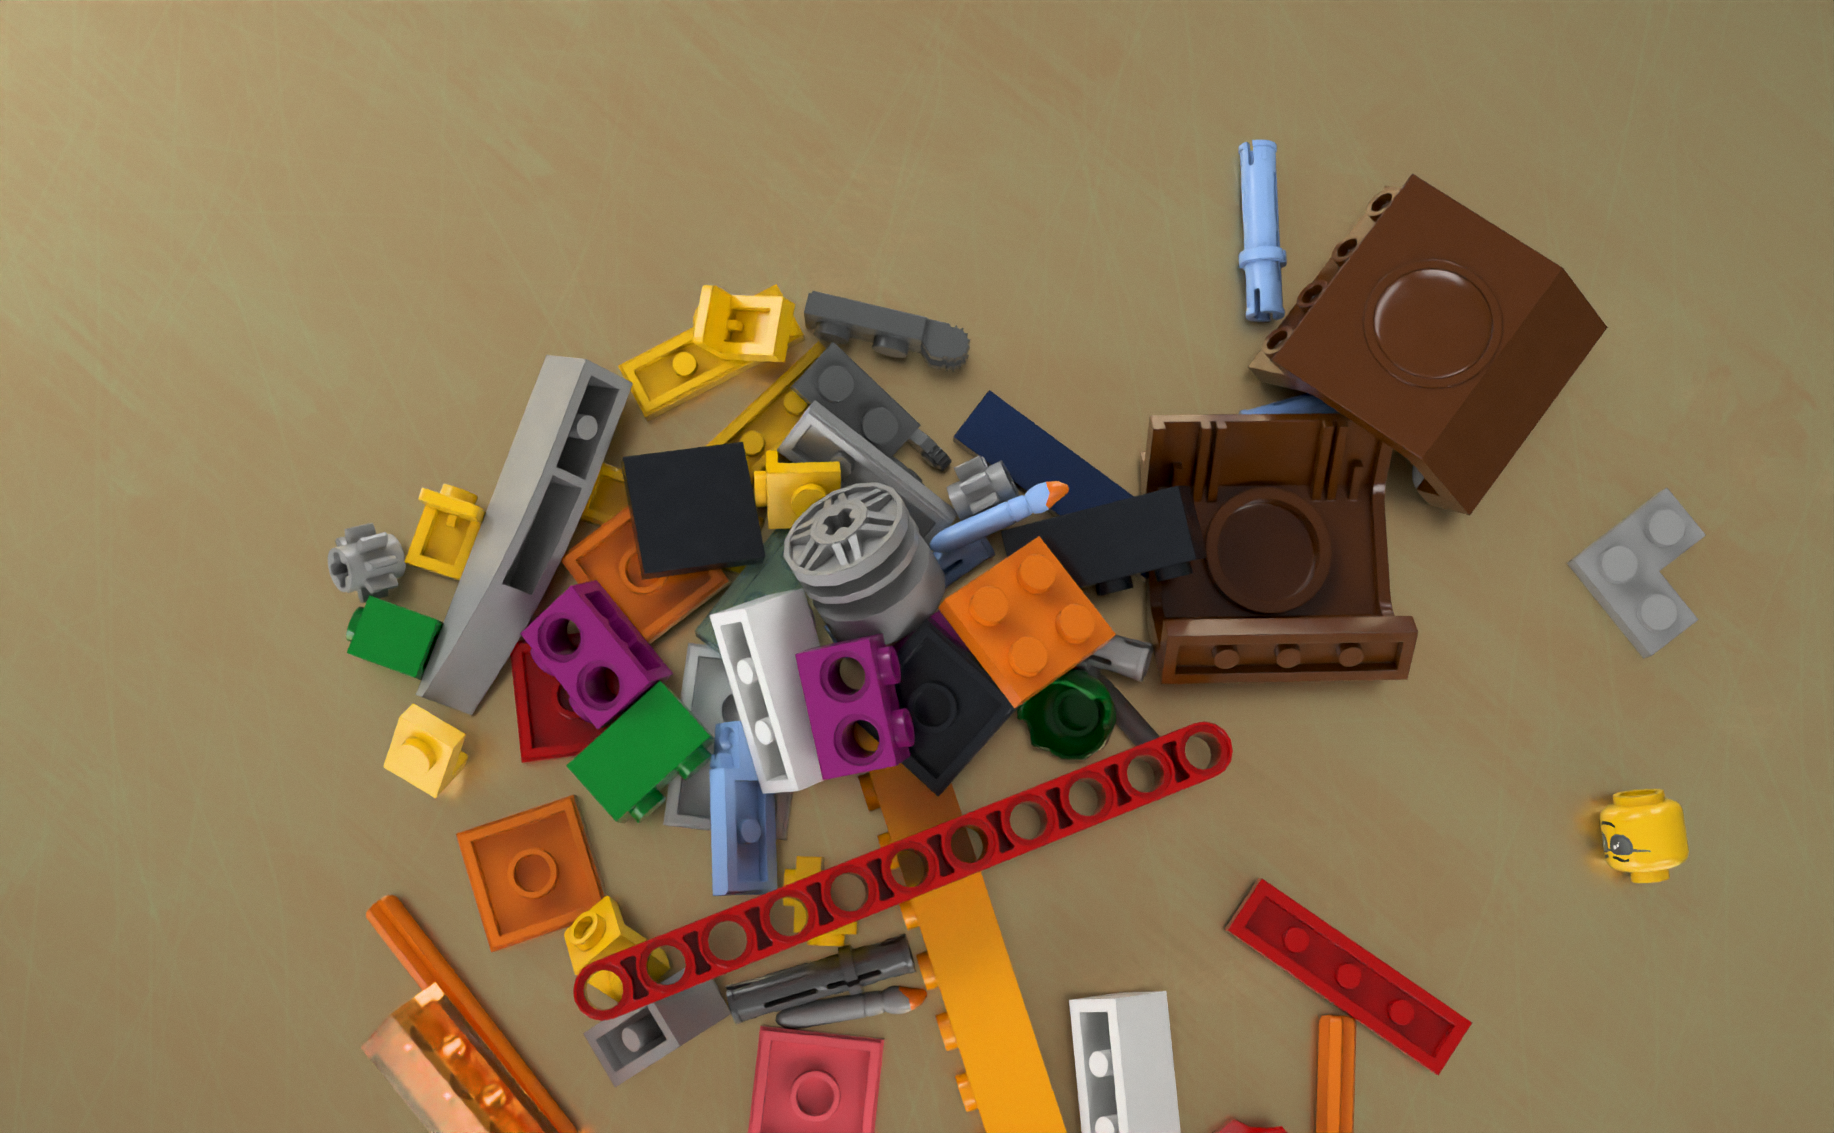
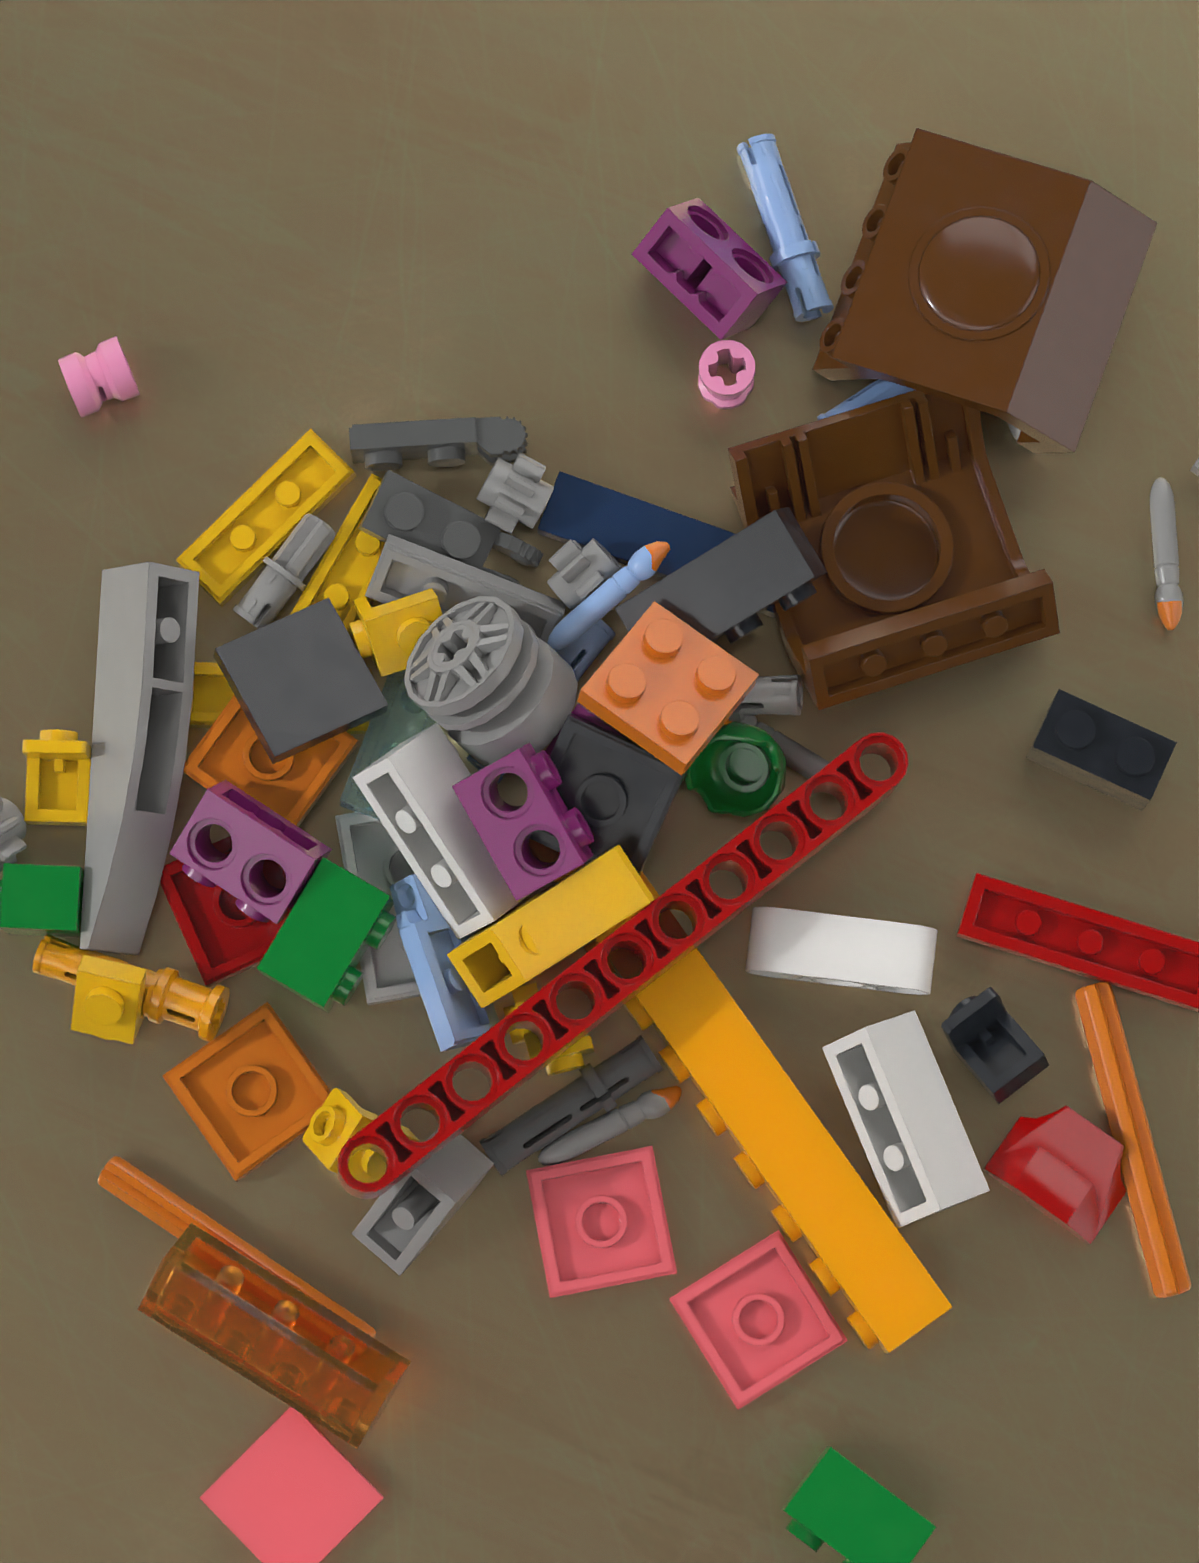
camera: 15 degrees left, 0 degrees up
(480, 758) = (164, 993): none -> light orange pin
(600, 180) = (98, 376): none -> bright pink wheel
(712, 406) = (285, 571): none -> light grey axle
(743, 325) = (293, 480): yellow bracket -> none
(849, 811) = (550, 926): none -> yellow slope
(942, 397) = (515, 493): none -> light grey gear
(1114, 911) = (841, 950): none -> white beam
(1181, 245) = (709, 268): none -> magenta brick
(1183, 338) = (739, 361): none -> bright pink bush
(1229, 1045) = (993, 1045): none -> black bracket
(1413, 799) = (1101, 750): none -> black brick
(1523, 632) = (1168, 595): none -> light grey piece

